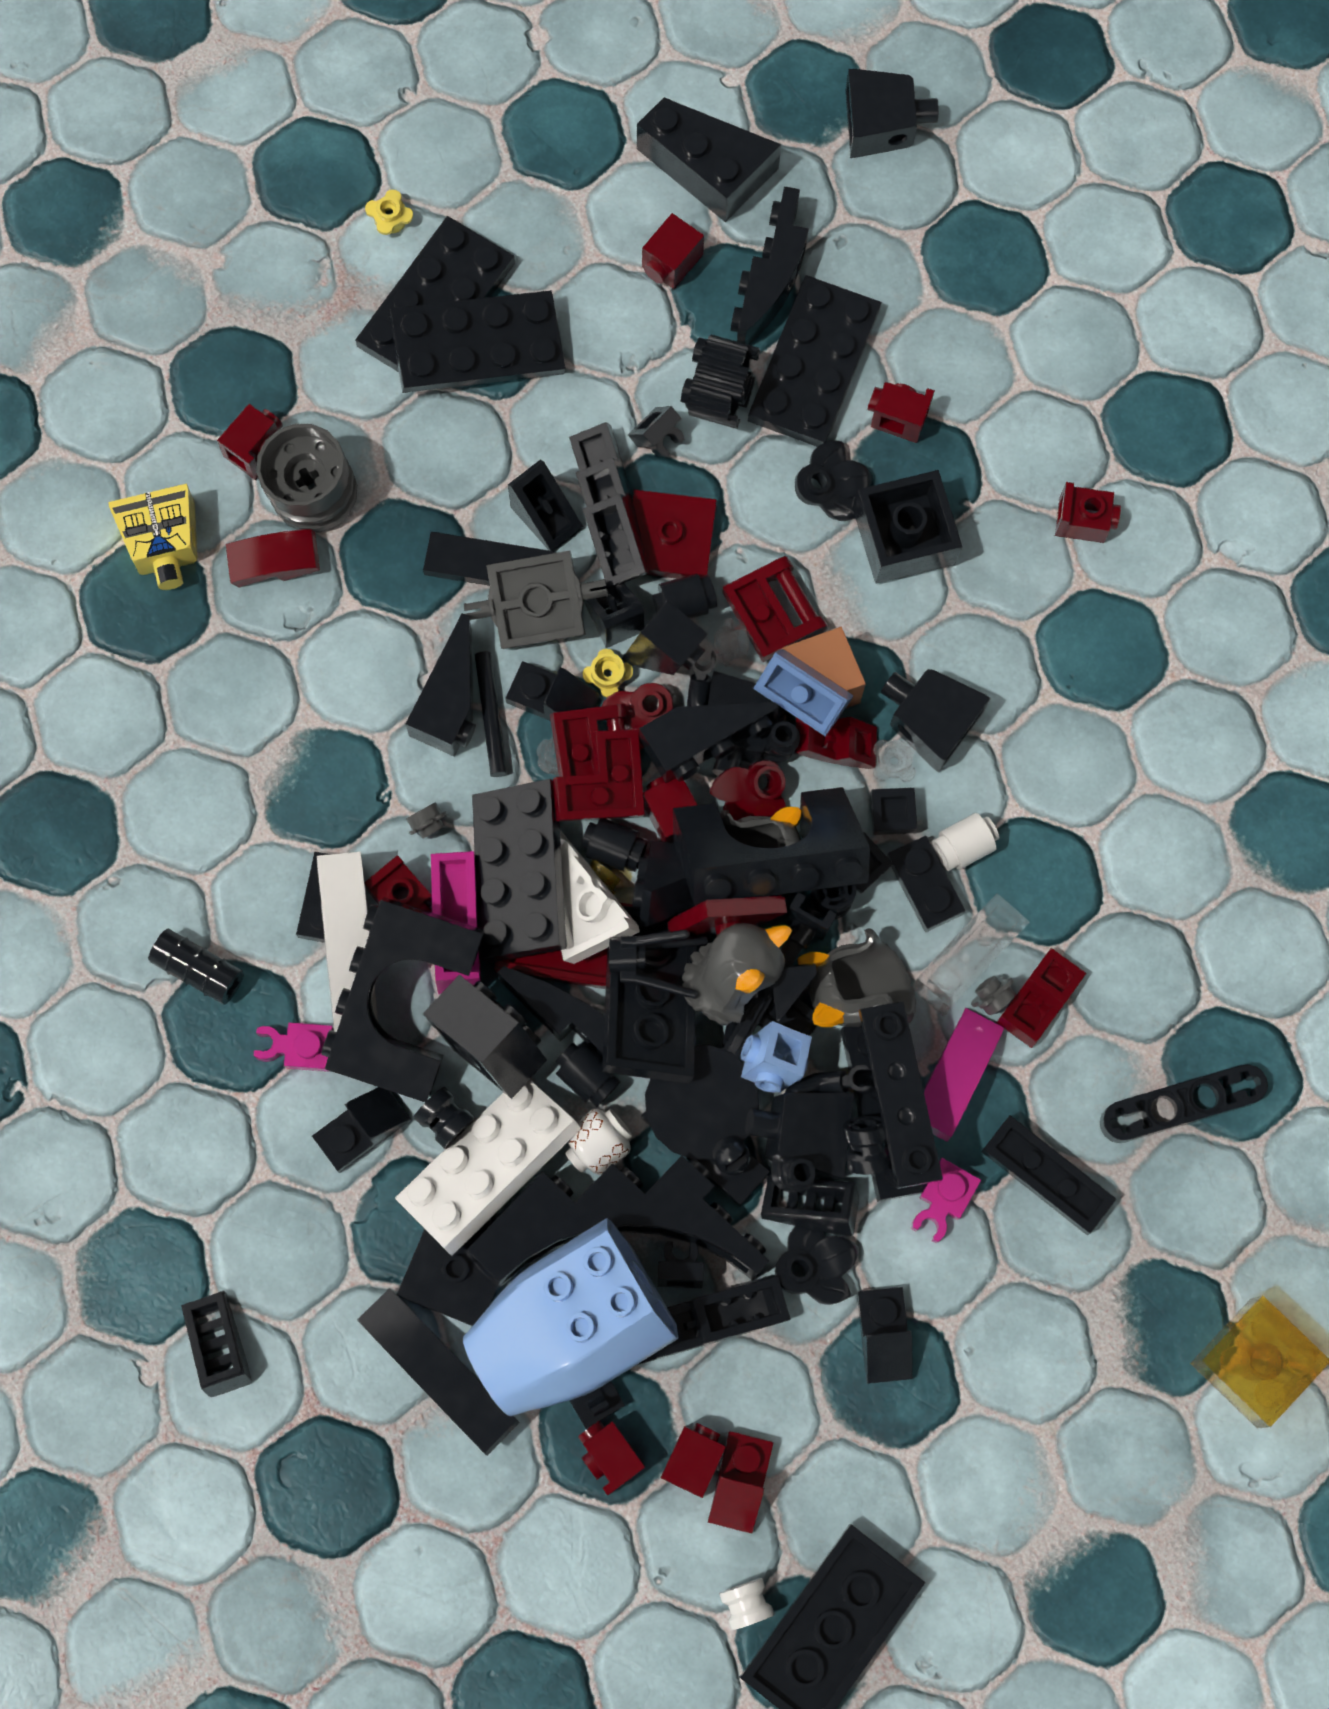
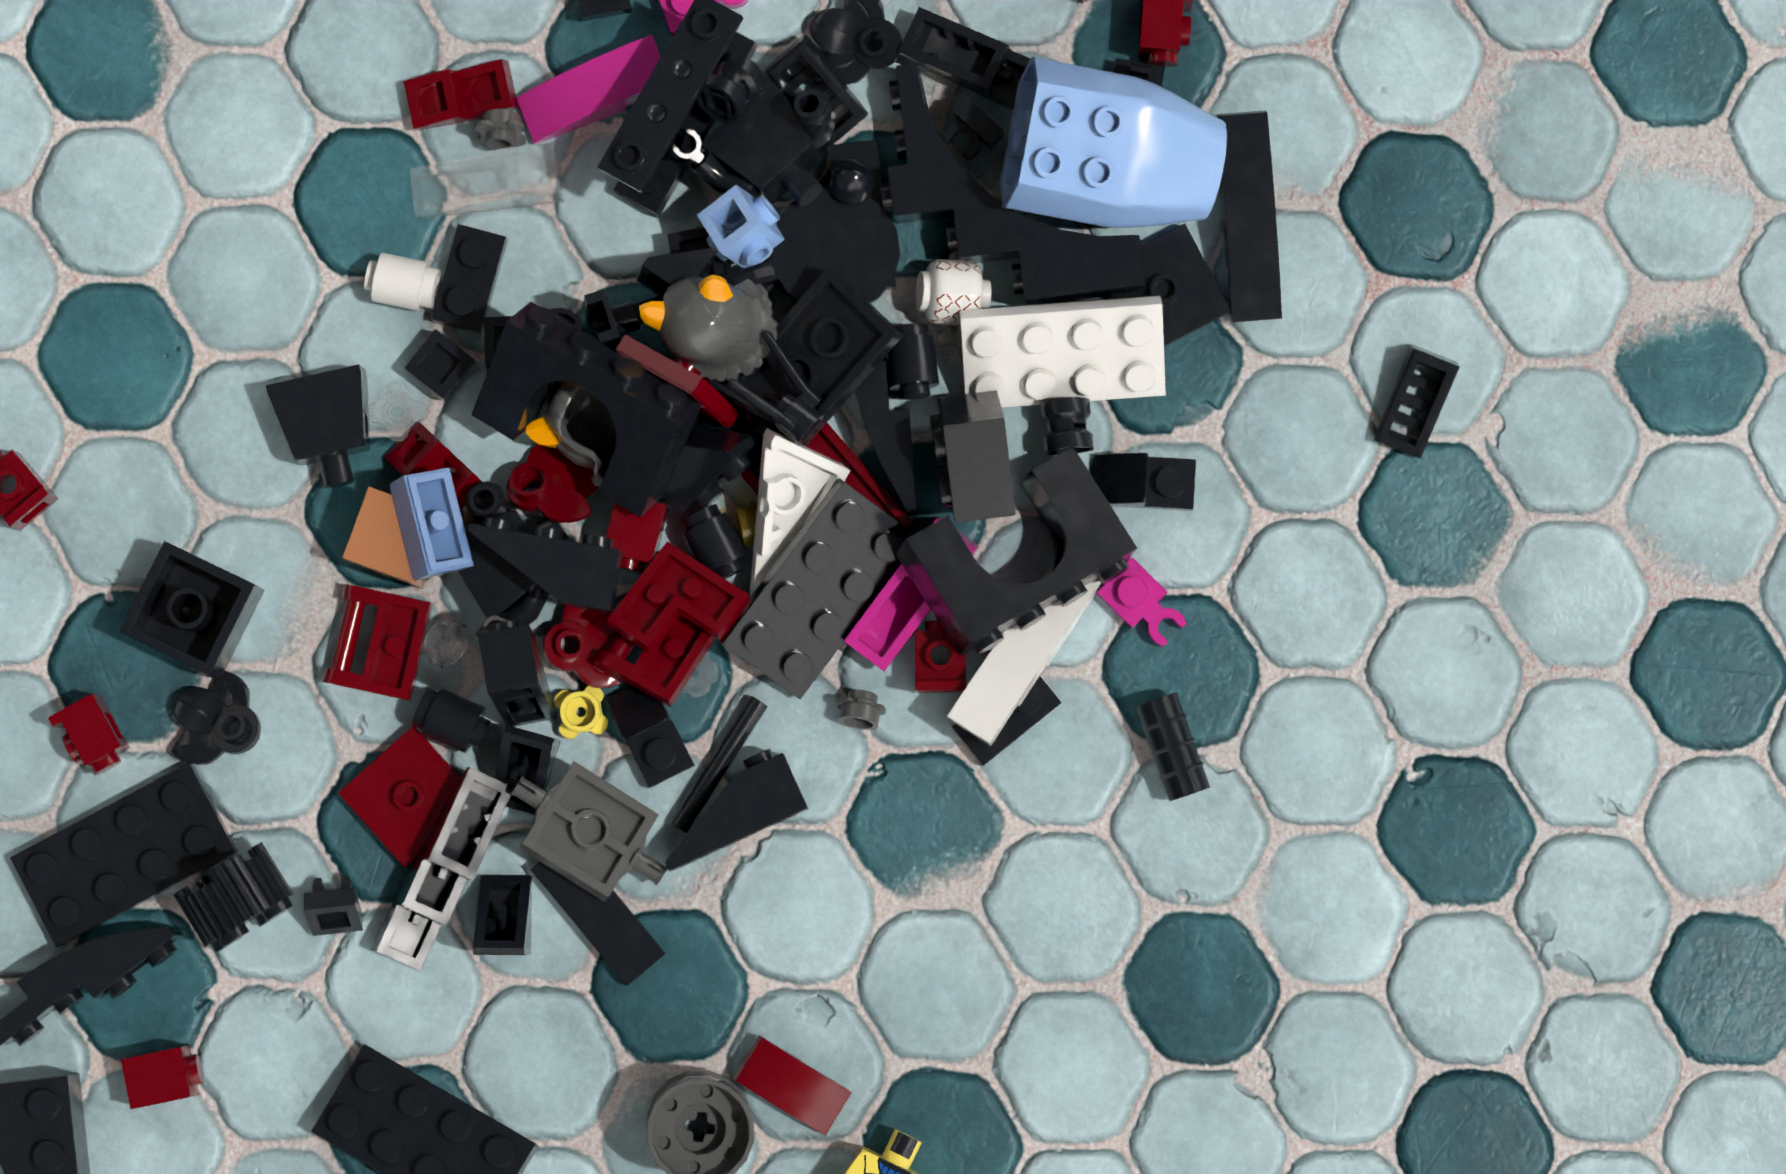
camera: 135 degrees left, 10 degrees up
(857, 979) = (610, 231): dark grey hair -> none

